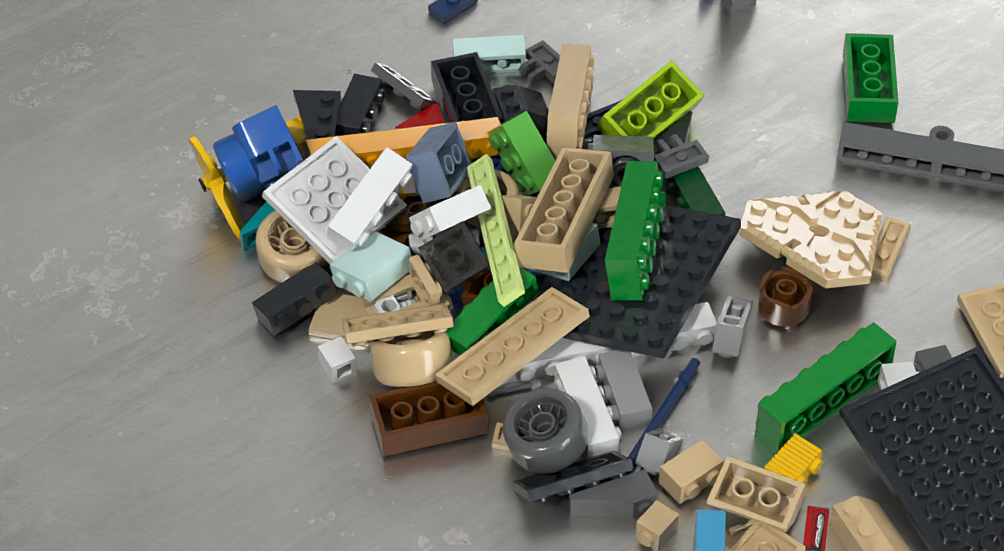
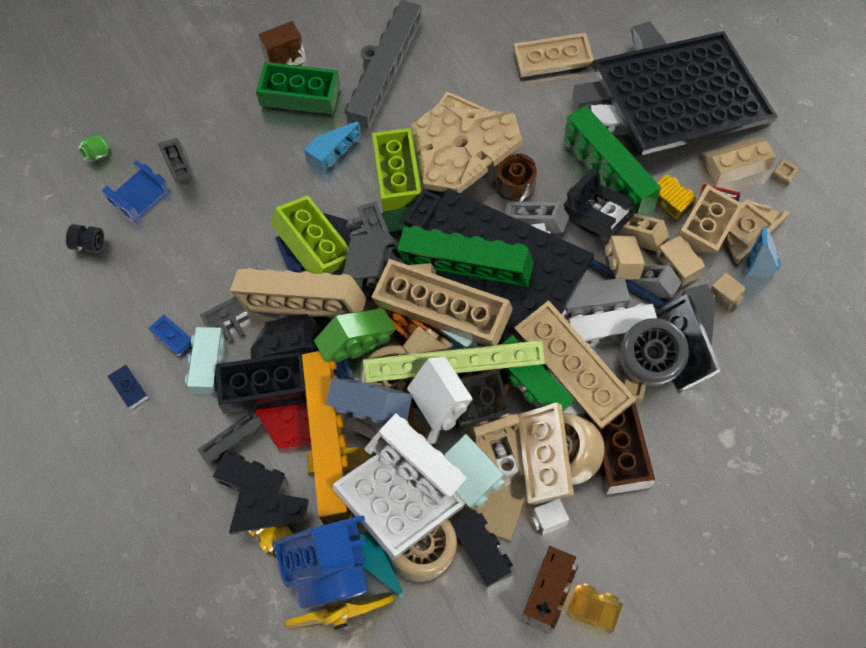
camera: 80 degrees left, 15 degrees up
(236, 404) = (594, 609): none -> clear yellow brick
(251, 353) = (550, 590): none -> reddish brown piece
(518, 21) = (170, 335): none -> blue plate
(683, 410) = (625, 257): none -> tan brick
(706, 200) = (422, 209): none -> black plate
(733, 429) = (648, 231): none -> tan slope
(753, 373) = (598, 206): none -> black brick
(768, 176) = (396, 168): none -> lime brick
(793, 120) = (329, 146): none -> dark azure slope
(926, 52) = (283, 45): none -> reddish brown brick

